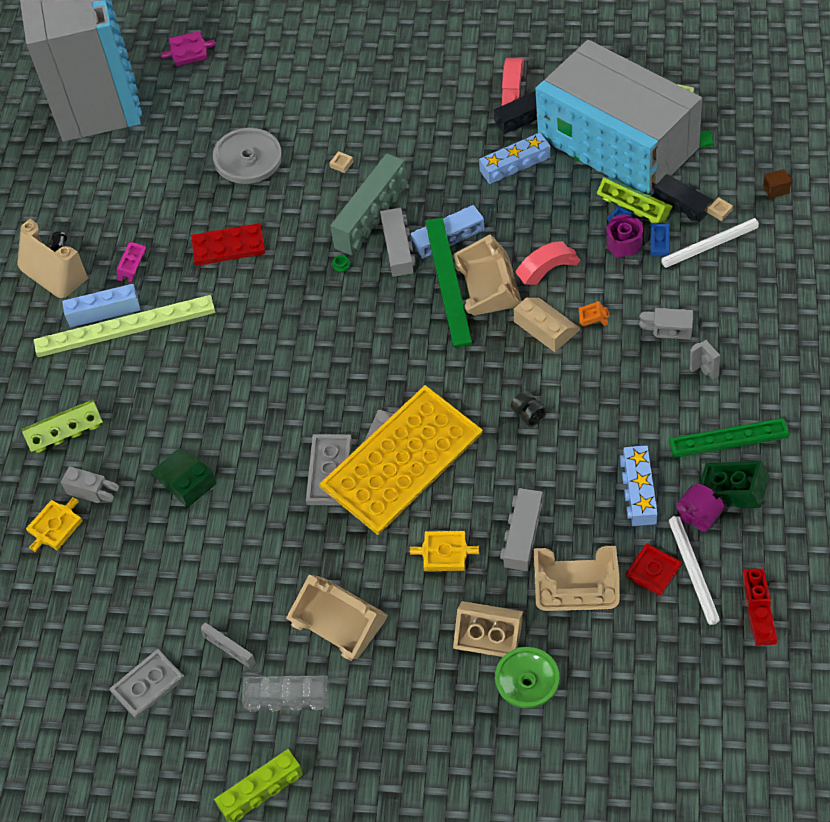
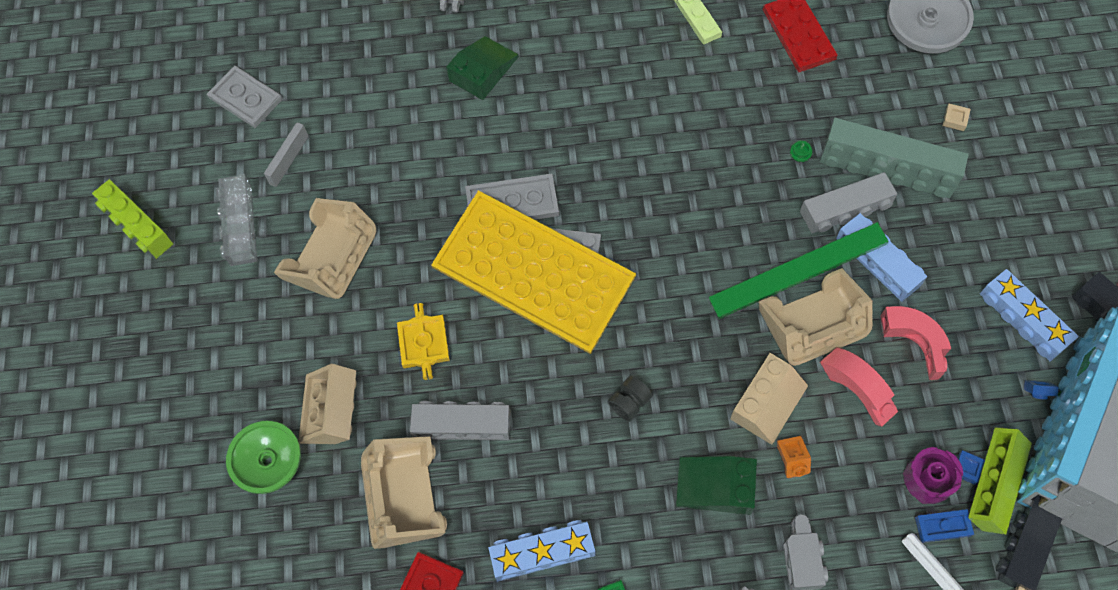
camera: 75 degrees right, 10 degrees up
(516, 218) = (923, 330): none -> coral arch
(572, 164) = (1041, 389): none -> blue plate
(606, 364) = (717, 484): none -> dark green slope

